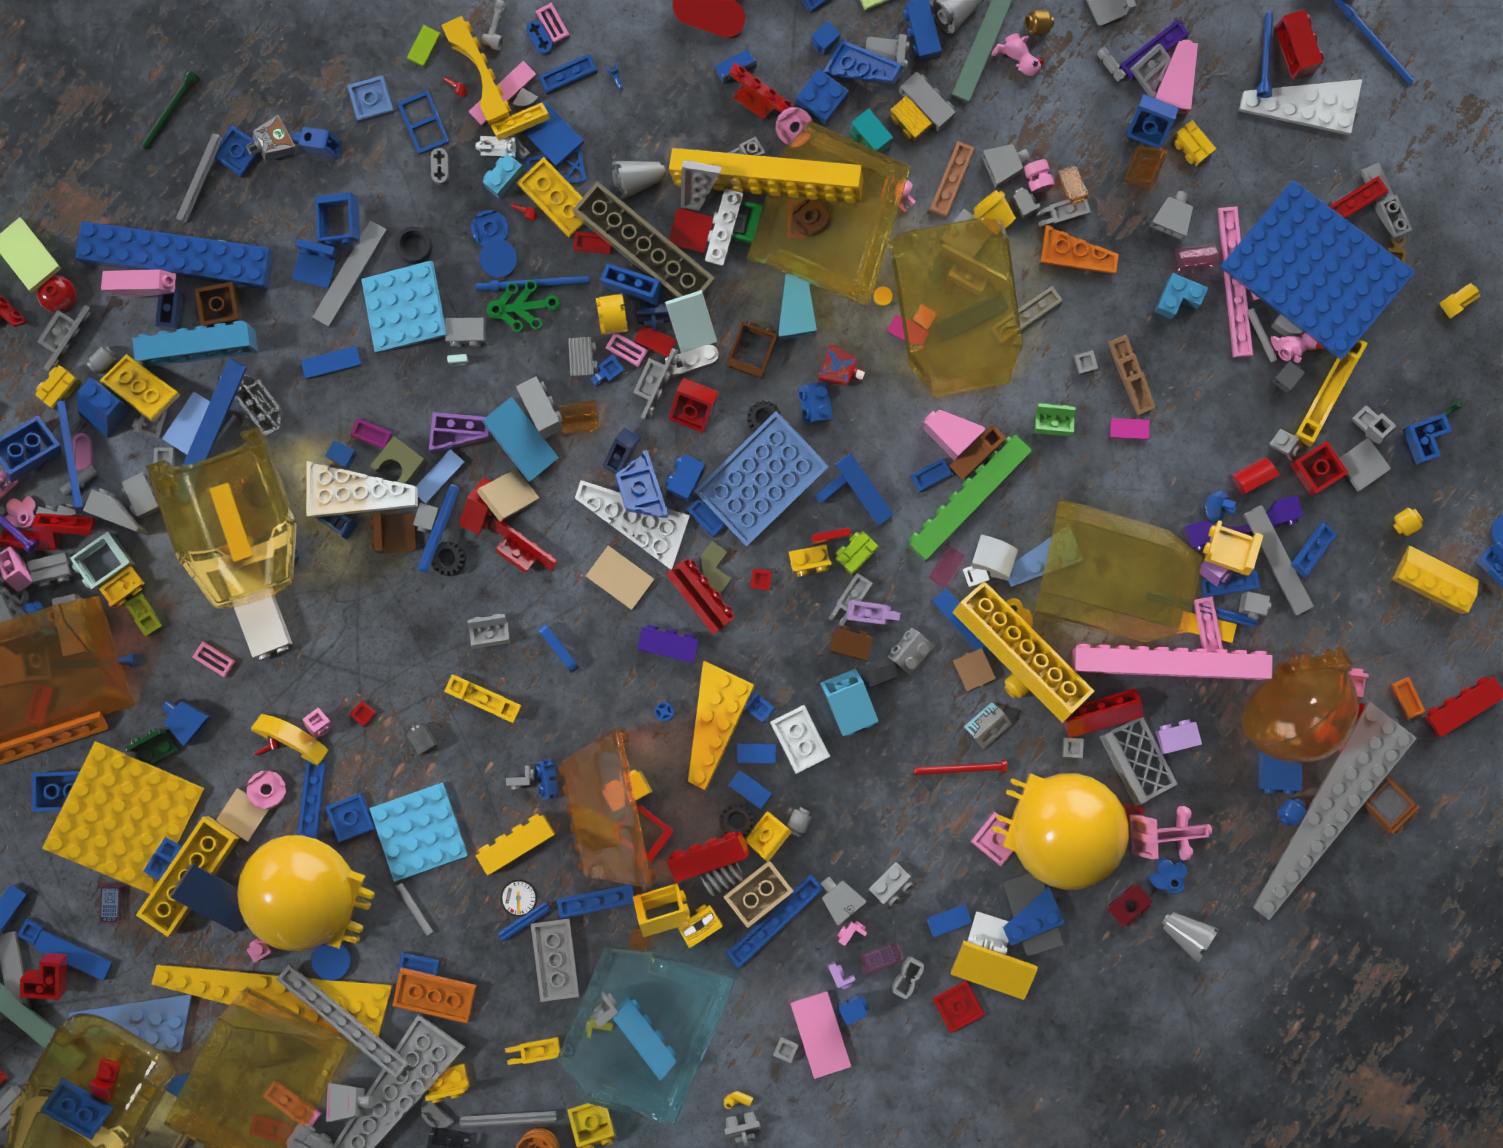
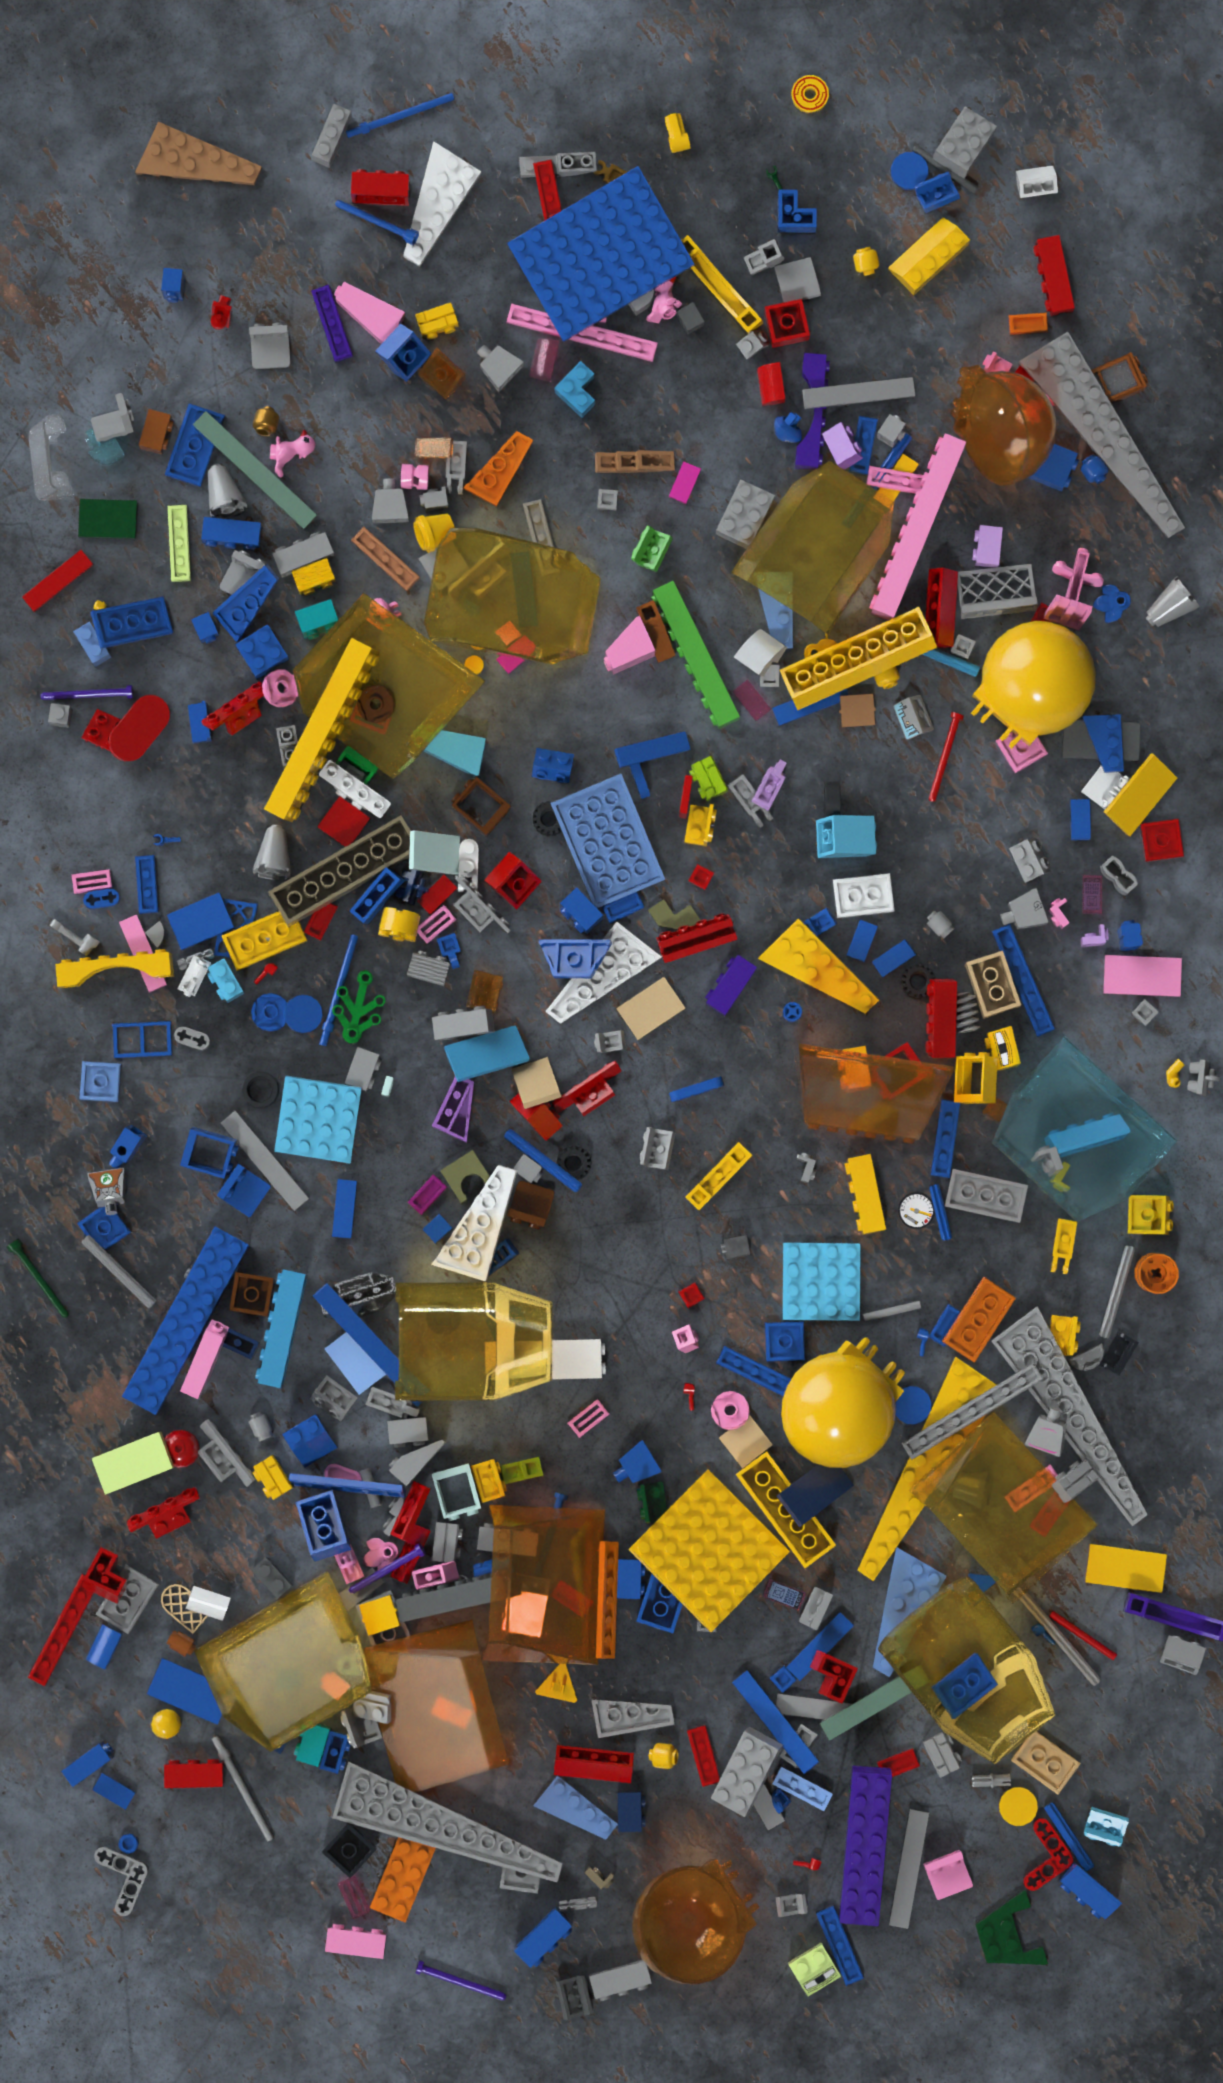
camera: 75 degrees left, 0 degrees up
(72, 752) = (629, 1579): none -> blue brick
(106, 939) = (815, 1608): none -> light grey bracket
(106, 1079) = (947, 1648): red slope -> none
(139, 388) = (304, 1396): yellow tile -> none
(162, 858) = (760, 1528): blue slope -> none
(231, 522) = (468, 1350): yellow tile -> none
(259, 950) = (877, 1466): bright pink brick -> none
(291, 736) = (689, 1368): yellow slope -> none
(402, 946) = (922, 1334): none -> blue hand
(423, 46) = (67, 1012): lime tile -> none
(439, 476) = (491, 1143): light blue tile -> none
(459, 90) = (124, 992): red hand -> none
(520, 121) = (180, 945): yellow plate -> none
(546, 787) = (807, 1144): blue hinge -> none
(574, 550) = (610, 1041): none -> light grey bracket
(621, 450) = (531, 963): dark blue slope -> none
(696, 183) = (306, 797): light grey wing -> none
(767, 836) = (943, 956): yellow tile -> none
(839, 368) = (528, 730): torso -> none
(850, 643) = (793, 815): reddish brown brick -> none
(910, 651) = (818, 762): light grey bracket -> none
(931, 474) = (660, 682): blue tile -> none
(1055, 743) = (953, 661): none -> dark azure axle
(1111, 64) = (331, 368): light grey axle -> none
(1118, 909) = (1123, 660): dark red brick -> none
(1121, 495) = (745, 514): none -> light grey brick
(1151, 69) = (351, 333): light grey wing -> none
(1232, 549) = (833, 431): yellow panel -> none
(1262, 335) = (641, 327): light grey bar -> none
(1313, 549) = (860, 357): blue tile -> none

